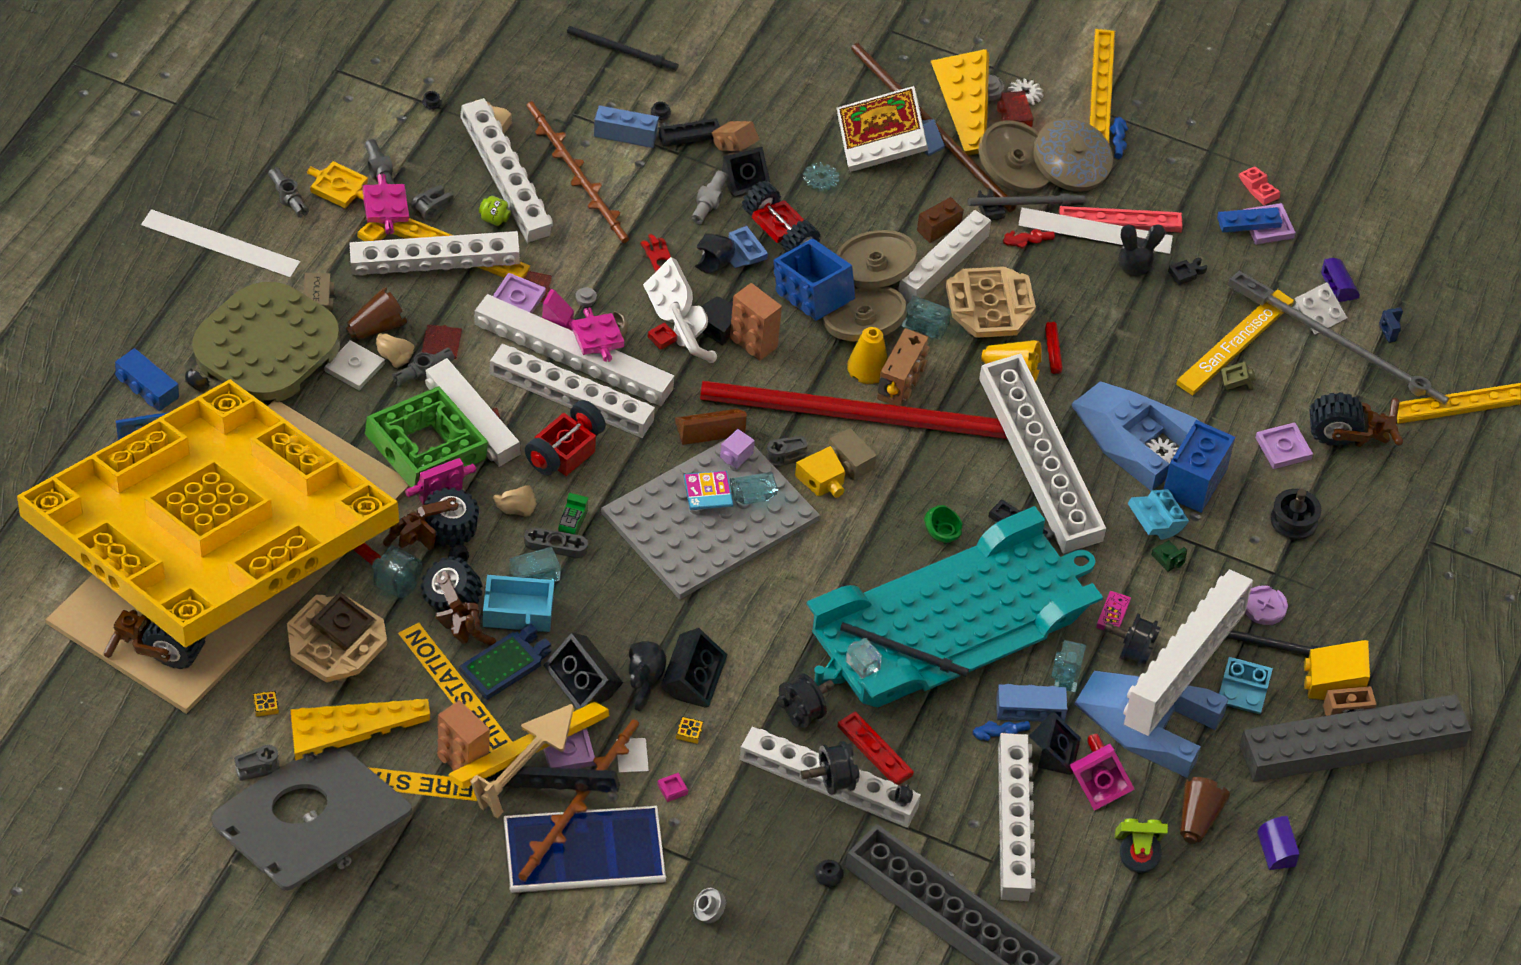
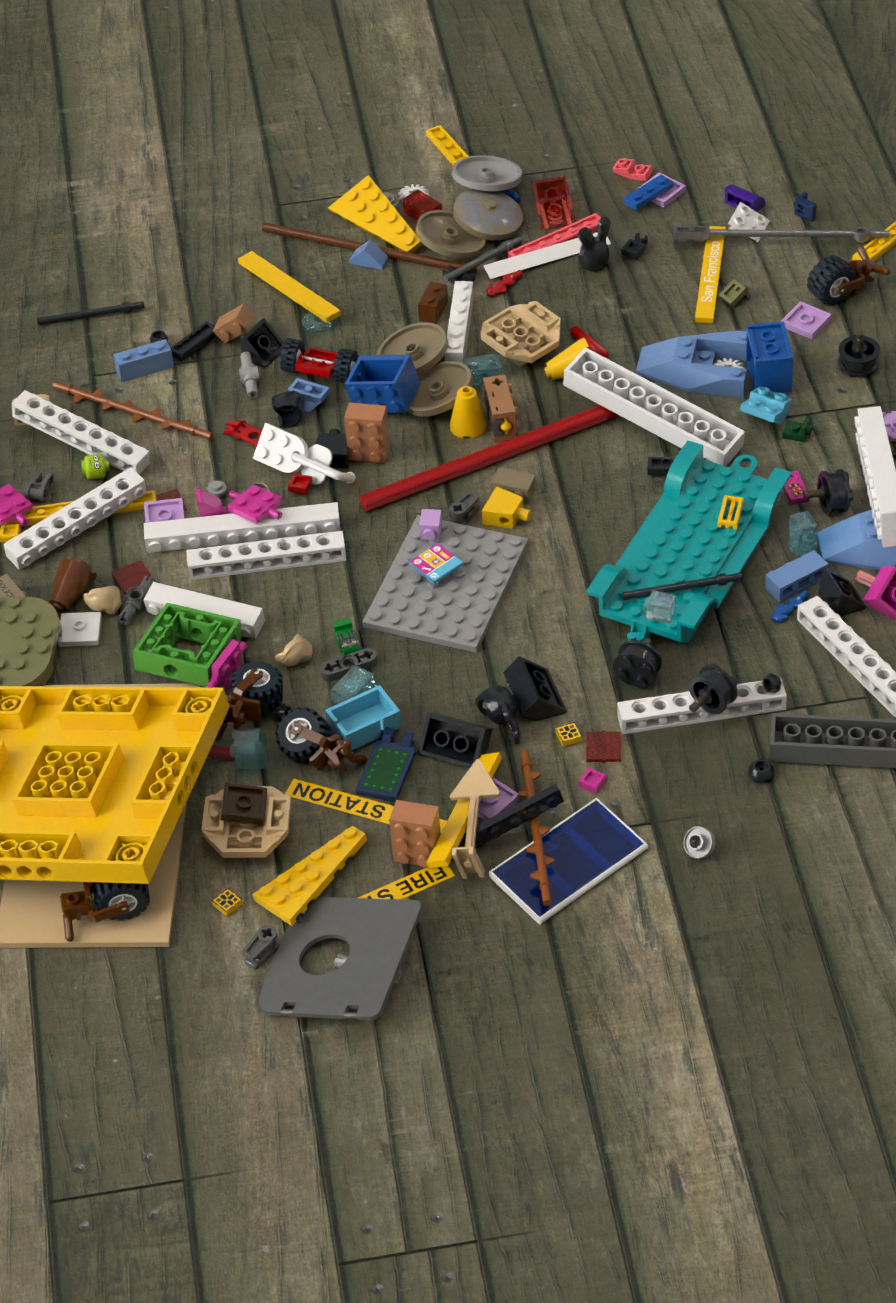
camera: 25 degrees left, 5 degrees down
(566, 440) = (297, 586): brick -> none
(636, 759) = (547, 776): white sticker -> none
(710, 425) = (392, 522): dark orange slope -> none
(711, 761) = (603, 746): none -> clear red piece
(754, 488) = (468, 543): clear light blue slope -> none
(823, 125) = (289, 287): none -> yellow tile
(875, 748) = (692, 665): red tile -> none
(882, 129) = (337, 265): plate -> none
(943, 524) = (623, 495): green hair -> none
(997, 607) = (728, 522): none -> yellow tile
(1105, 110) = (487, 173): none -> light grey dish
(1147, 178) = (553, 202): none -> clear red slope

